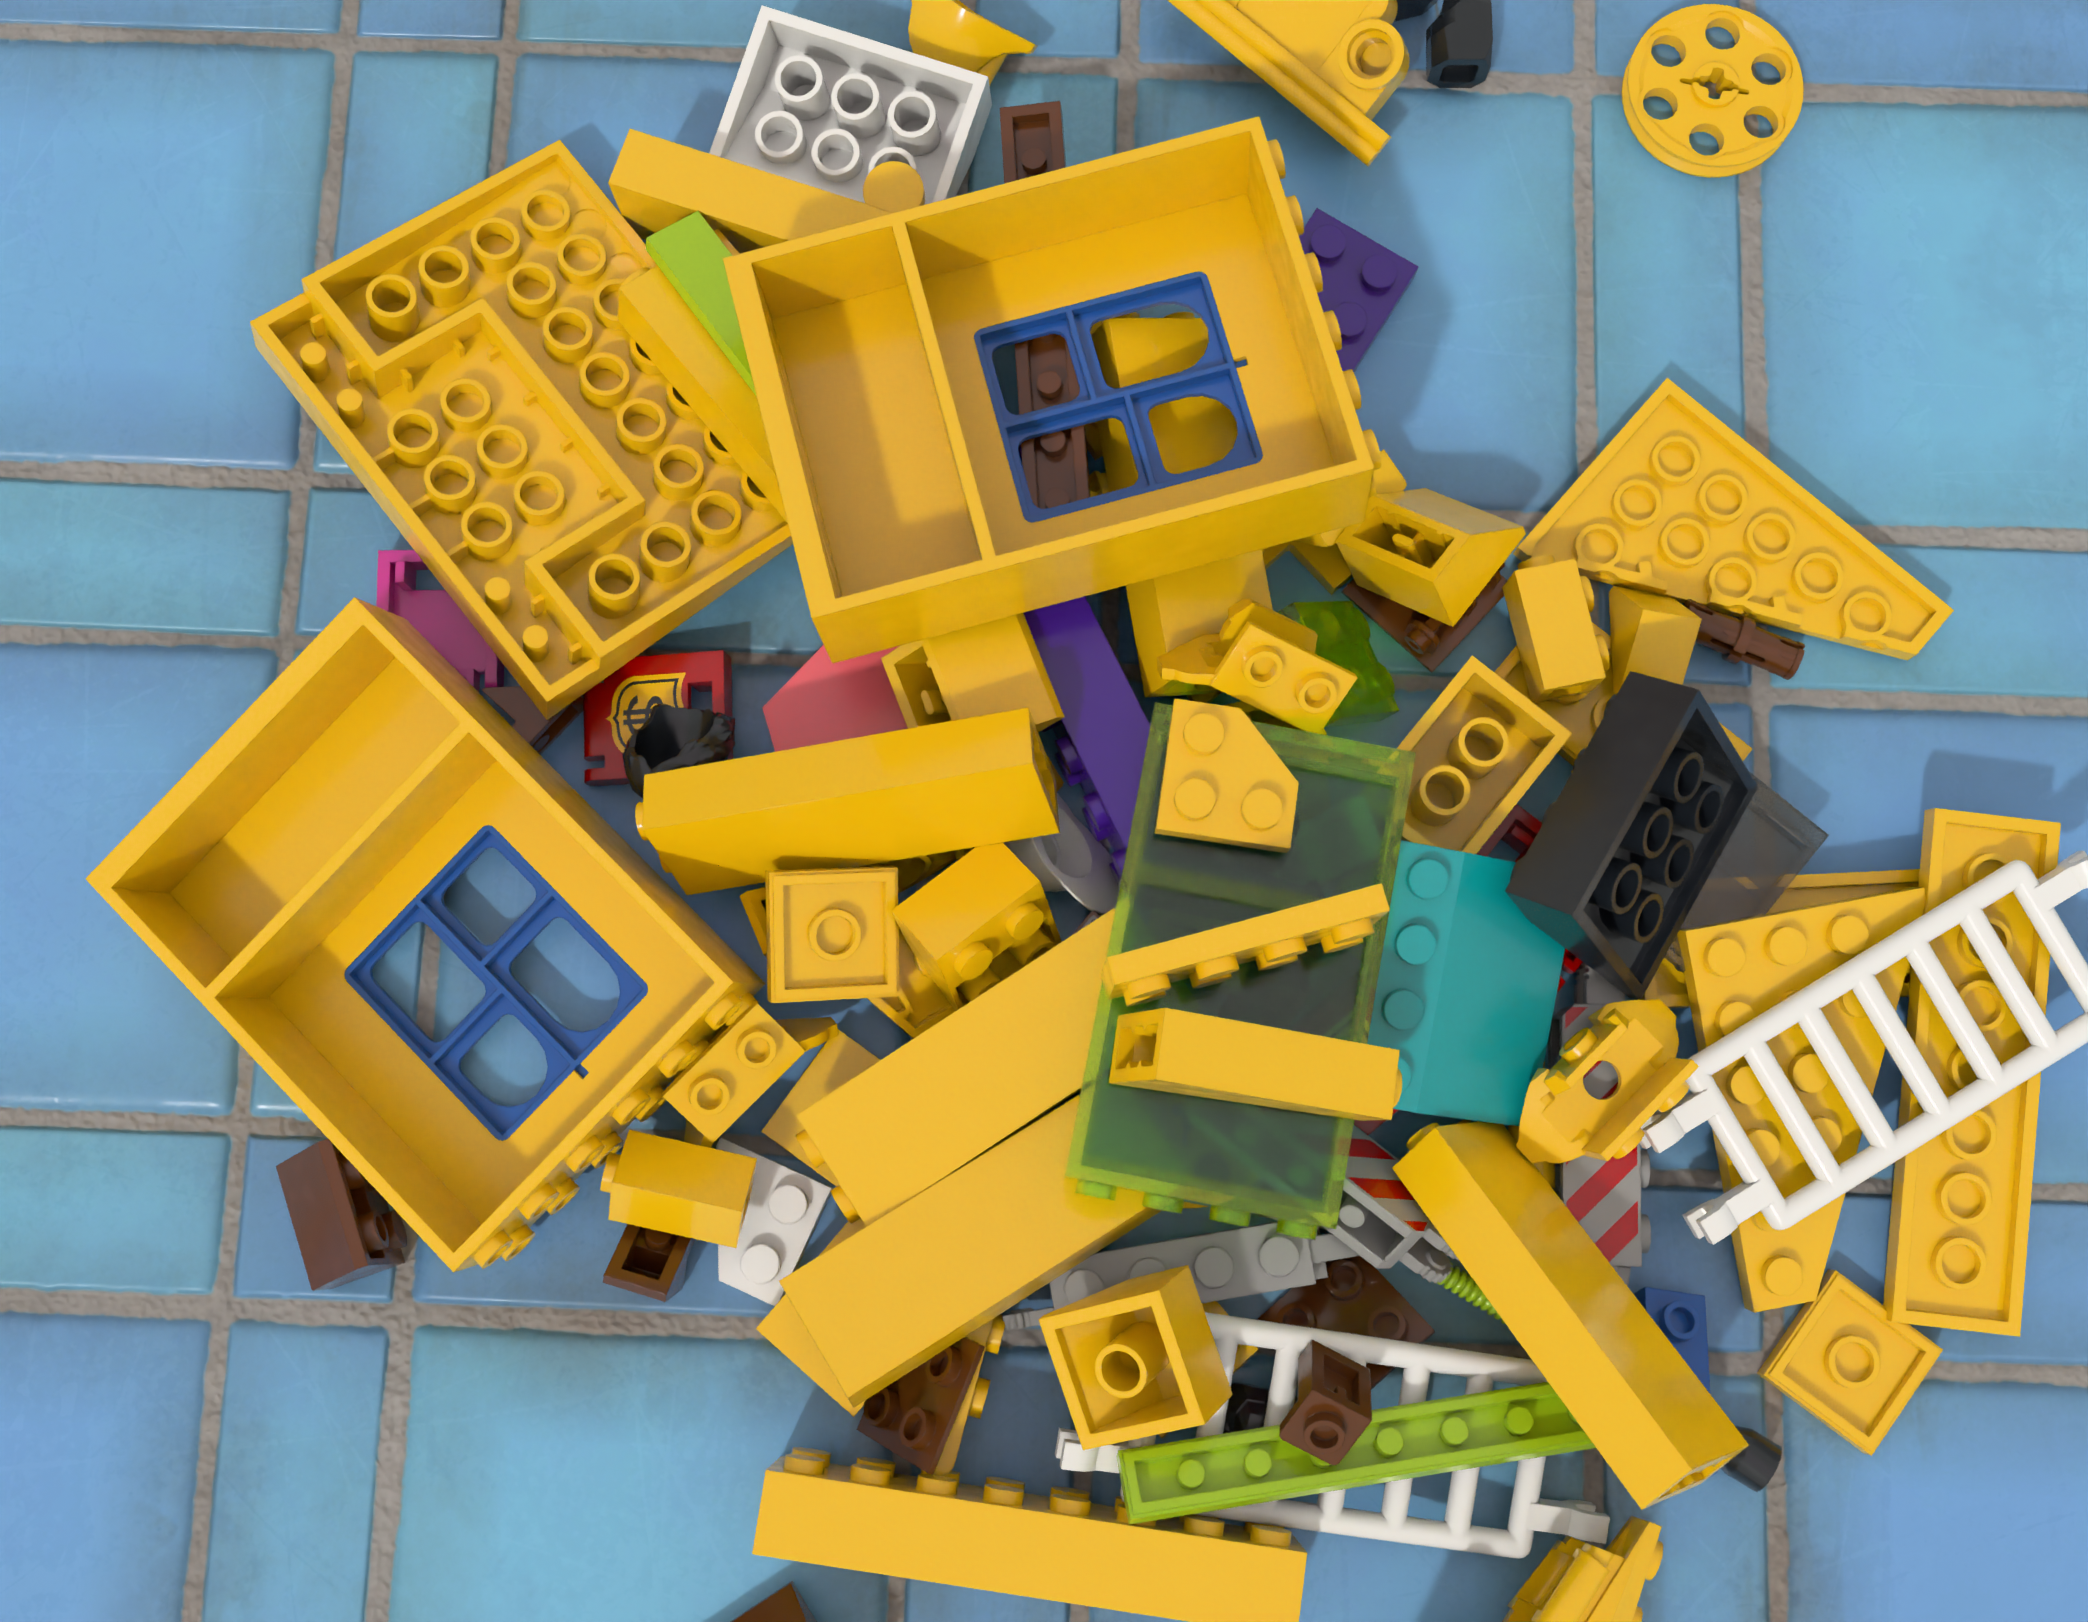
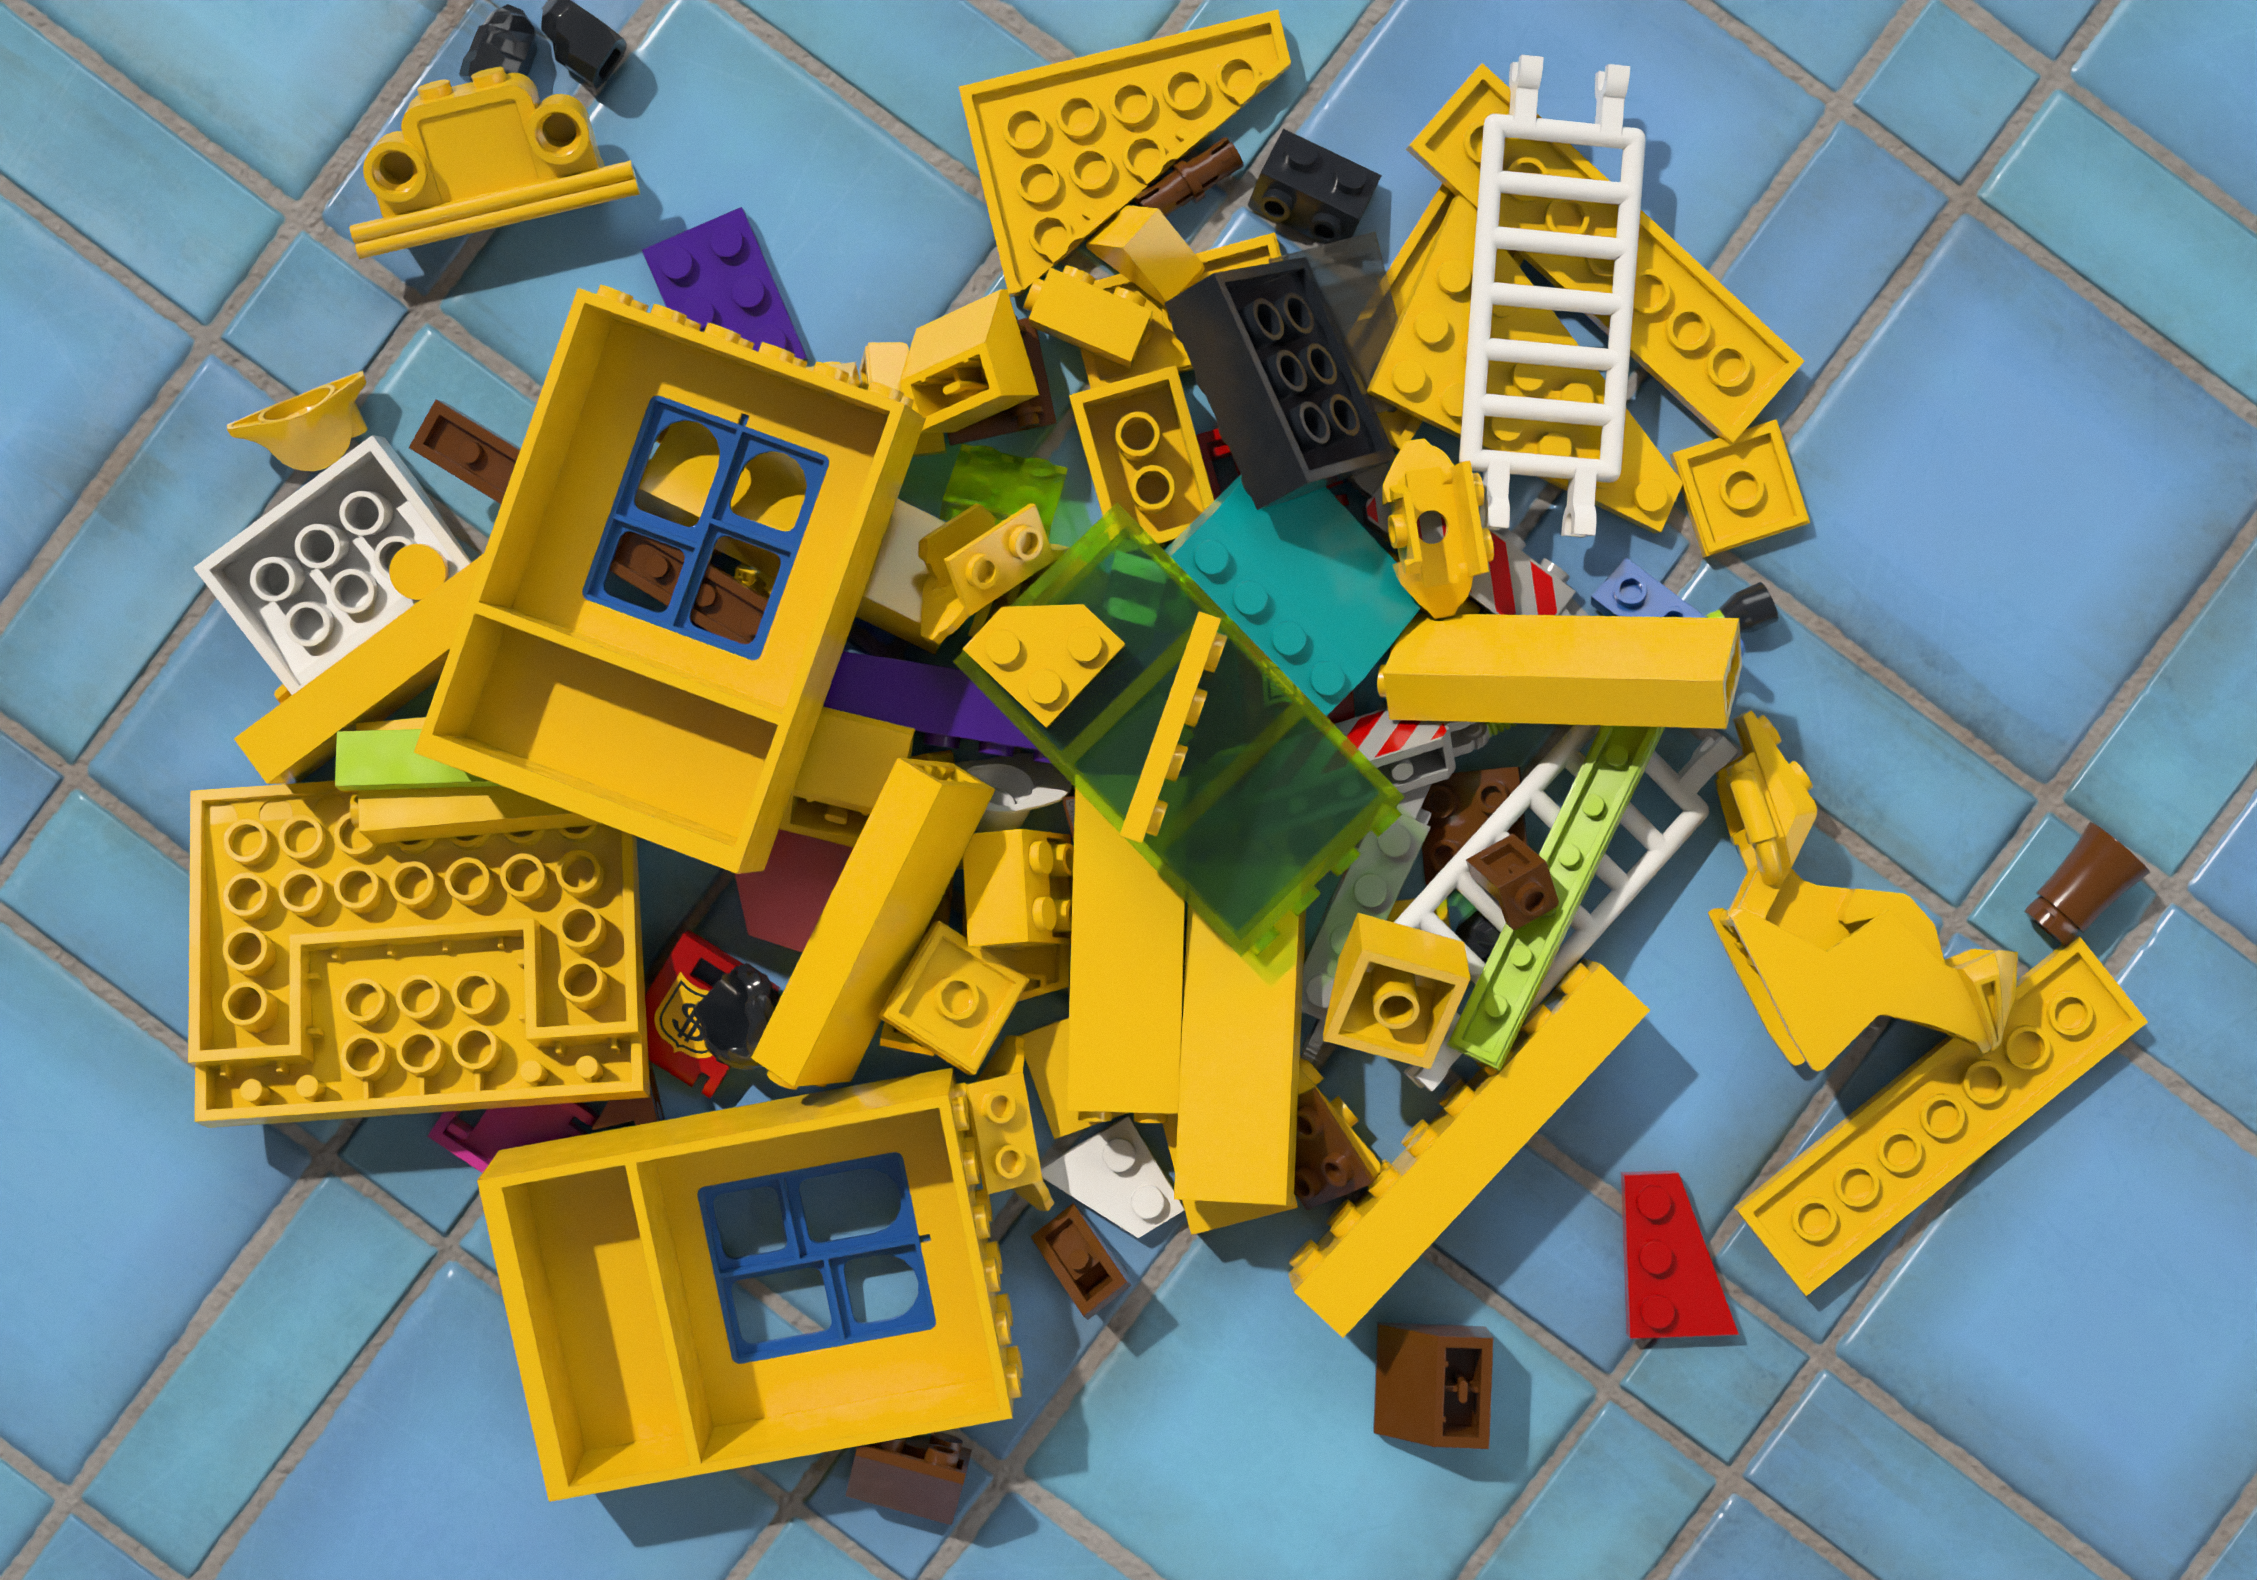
camera: 55 degrees left, 10 degrees up
(679, 1188) = (1058, 1224): yellow brick -> none
(1254, 1064) = (1259, 777): yellow slope -> none
(1817, 754) = (1313, 189): none -> black bracket

